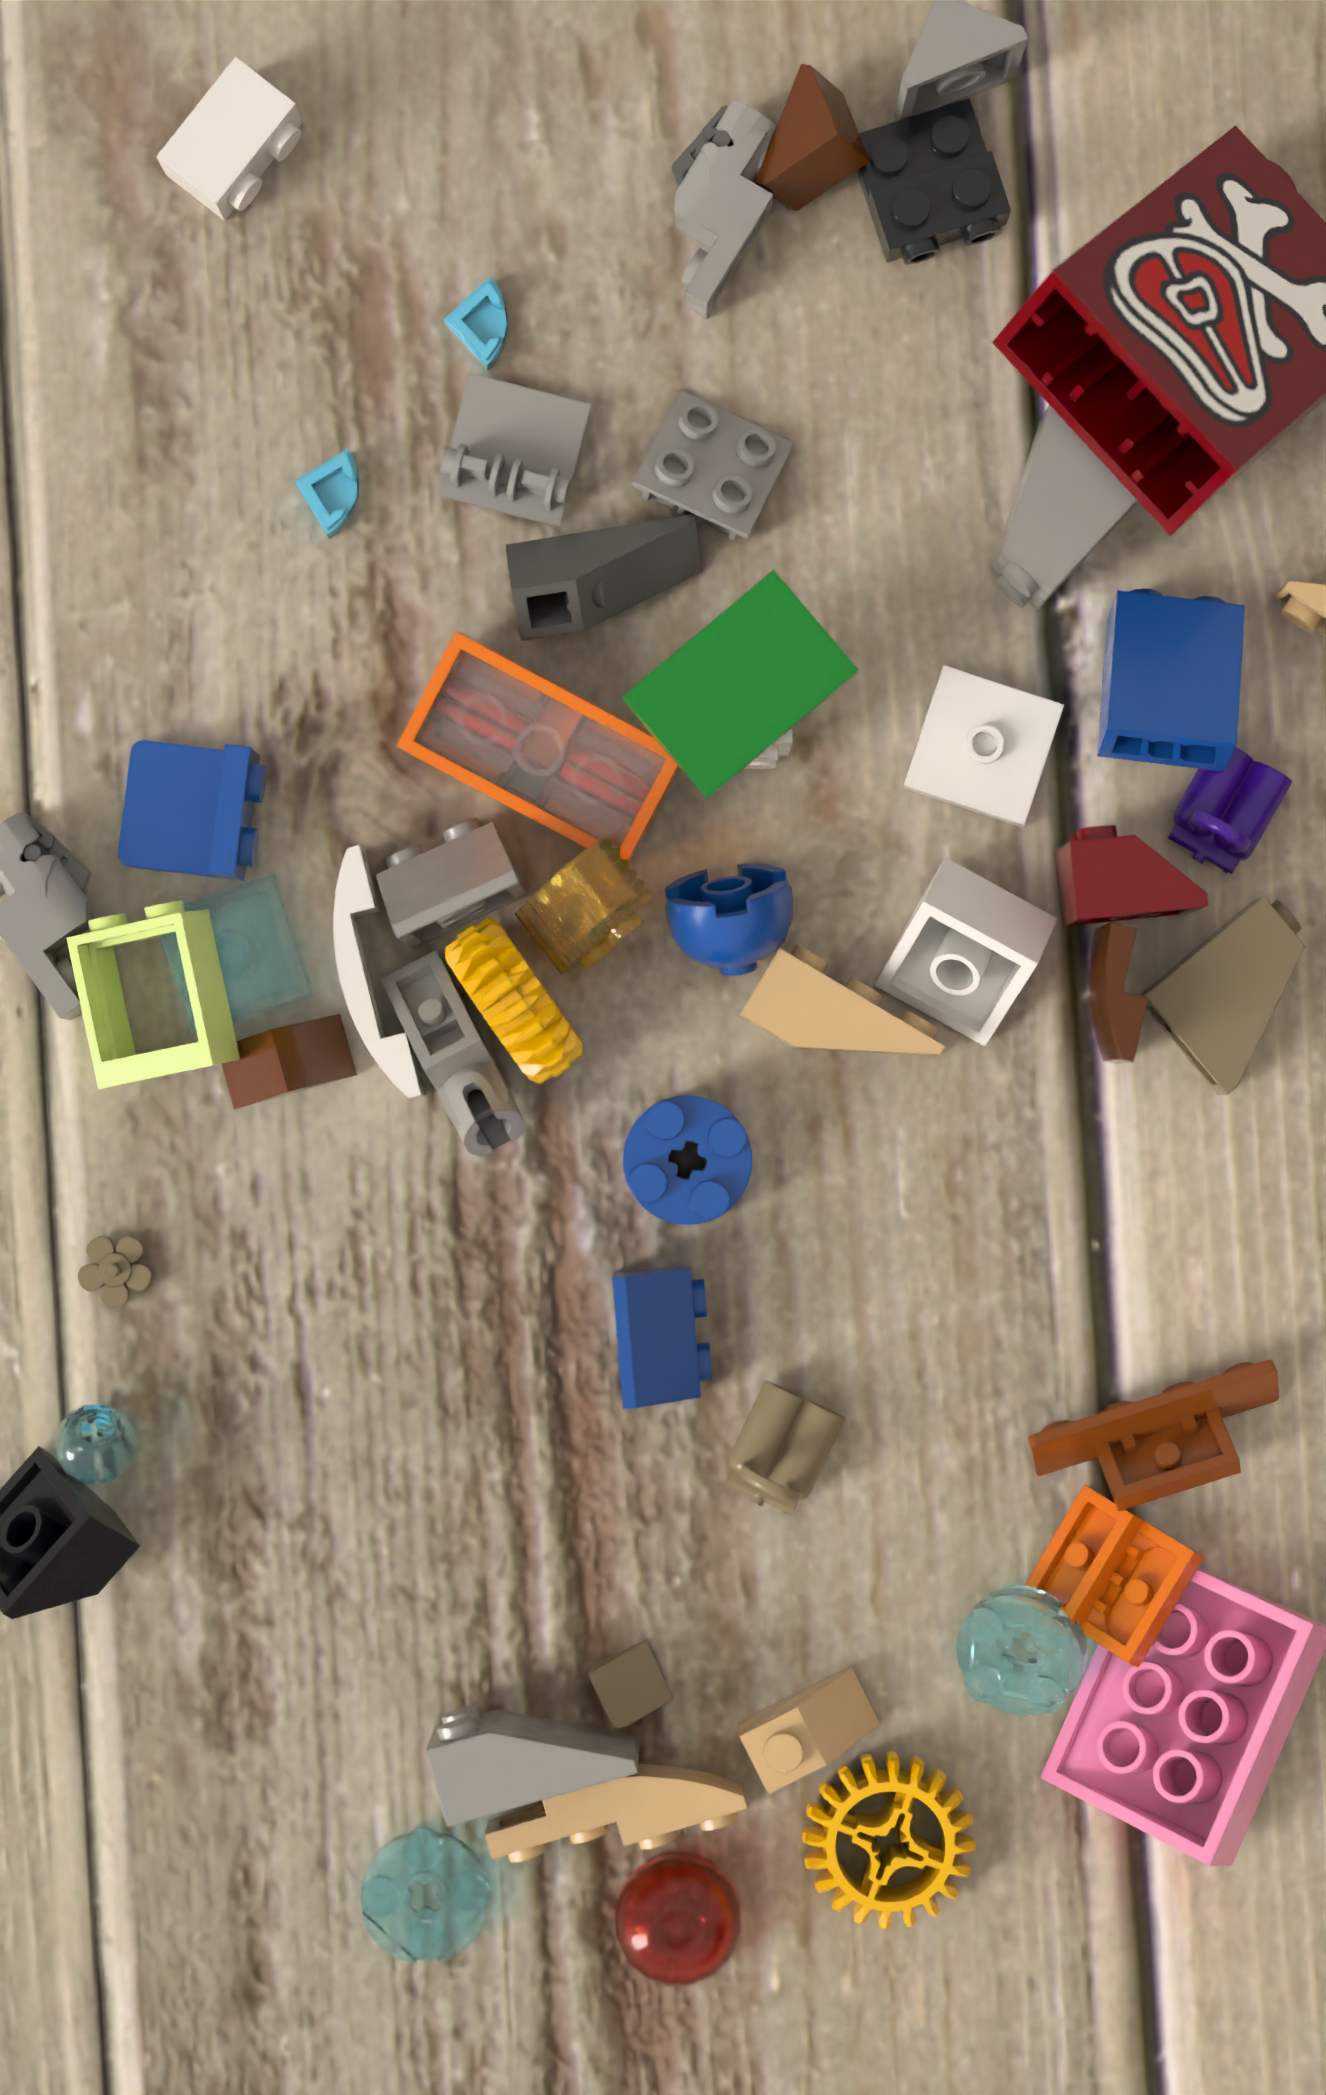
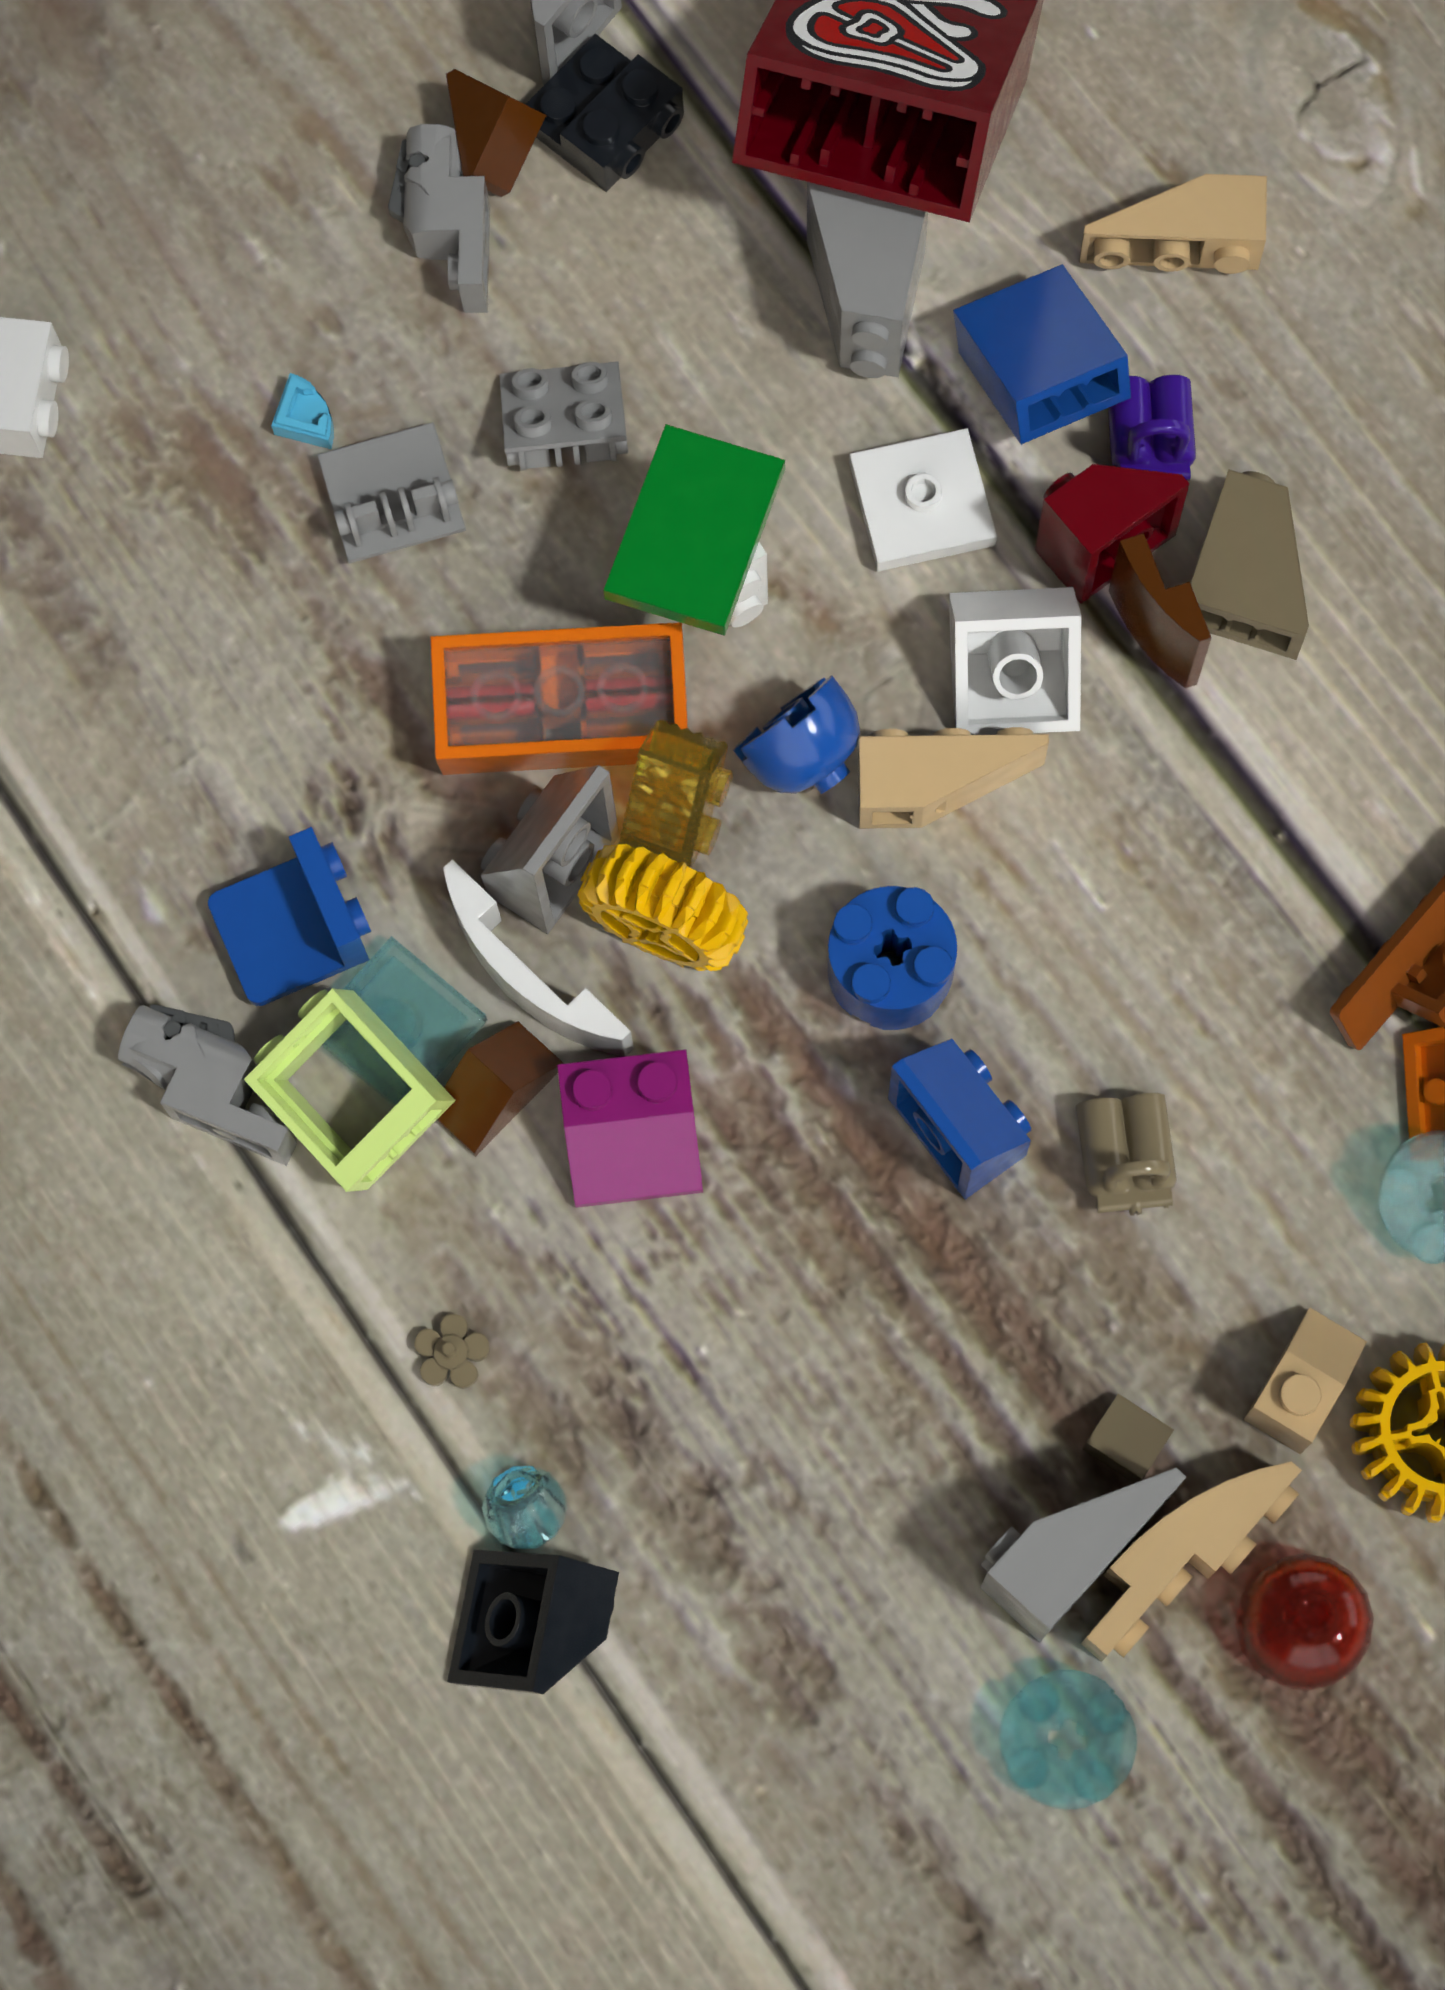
camera: 30 degrees left, 15 degrees down
(332, 491) = (257, 610): medium azure tile -> none
(374, 1172) = (630, 1128): none -> magenta slope
(454, 1054) = (640, 984): light grey plate -> none
(595, 574) = (519, 540): dark grey slope -> none

